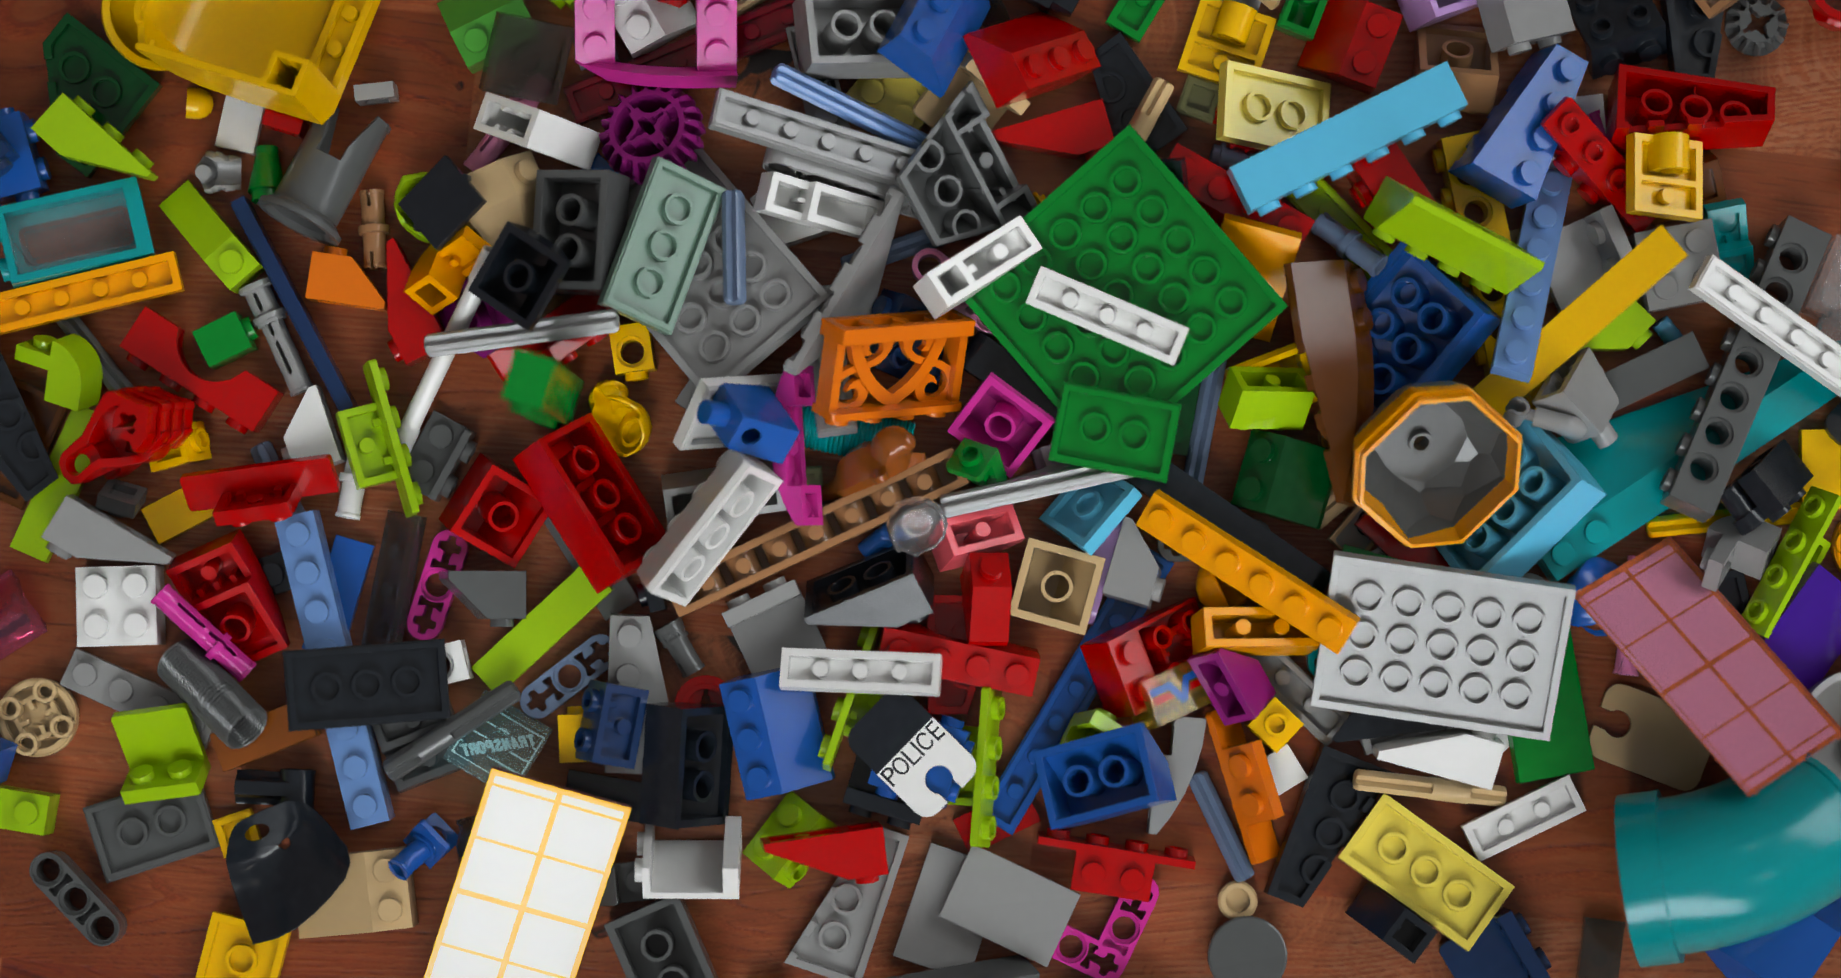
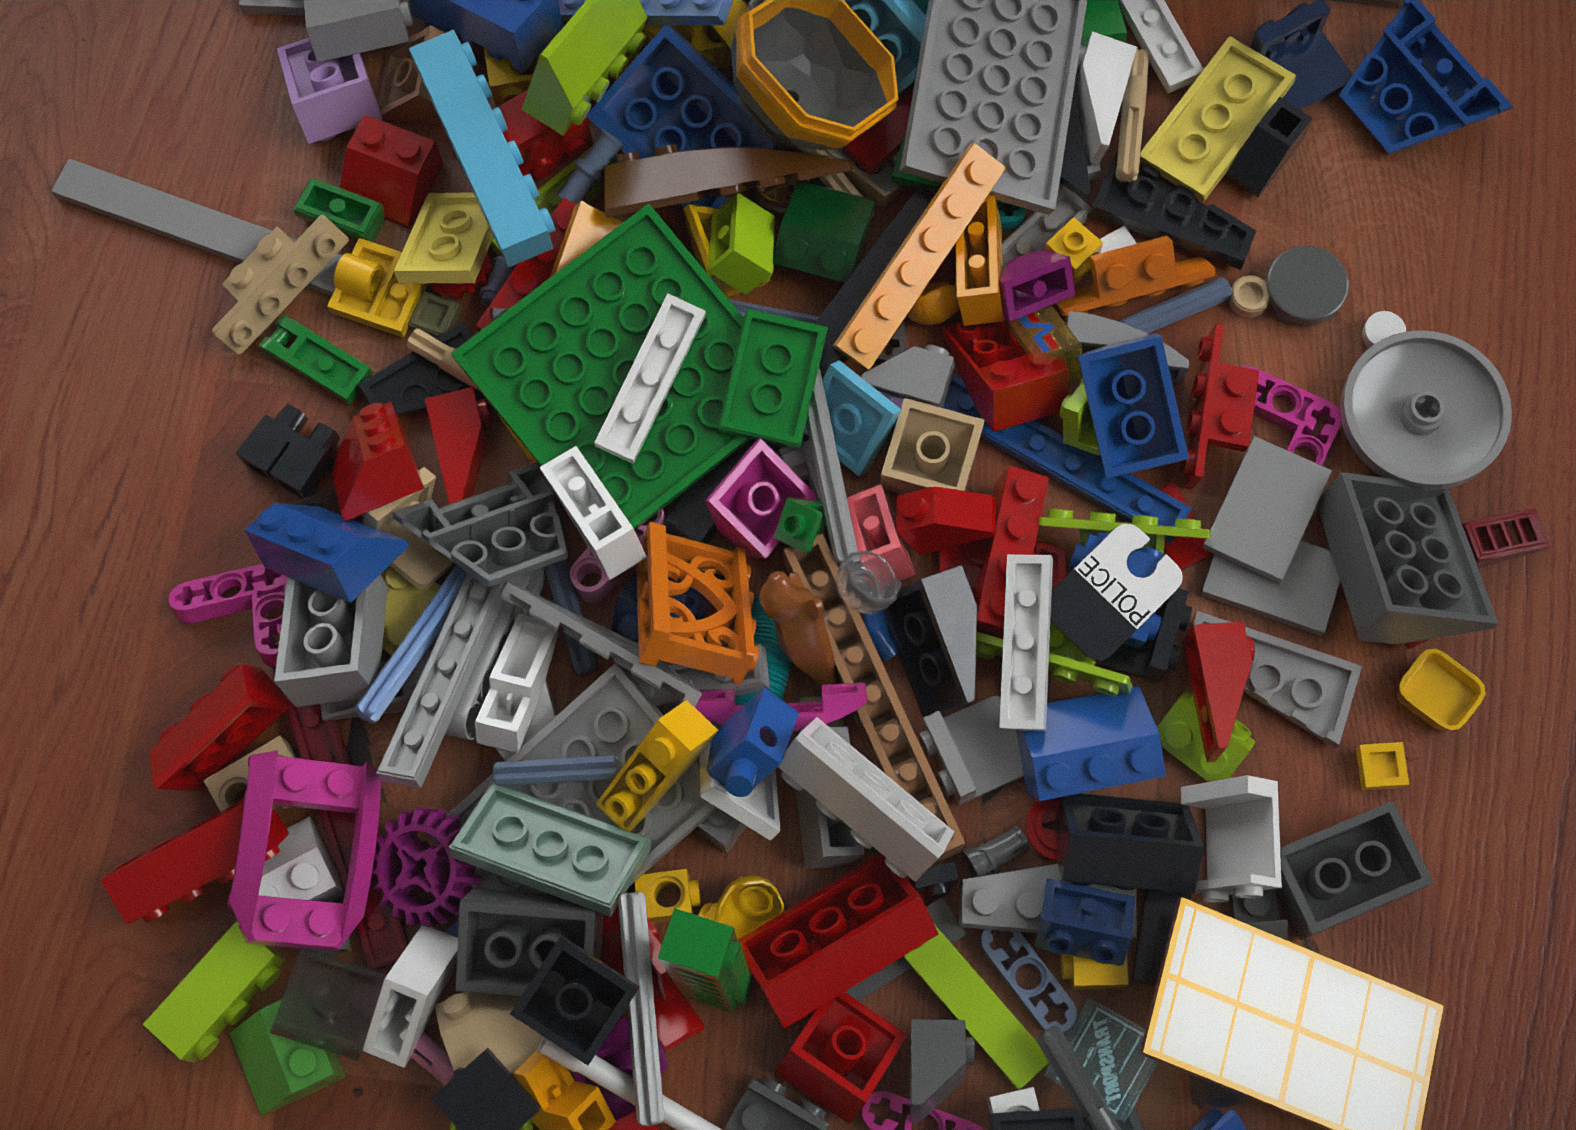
camera: 80 degrees left, 15 degrees down
(732, 338) = (656, 765): none -> yellow slope

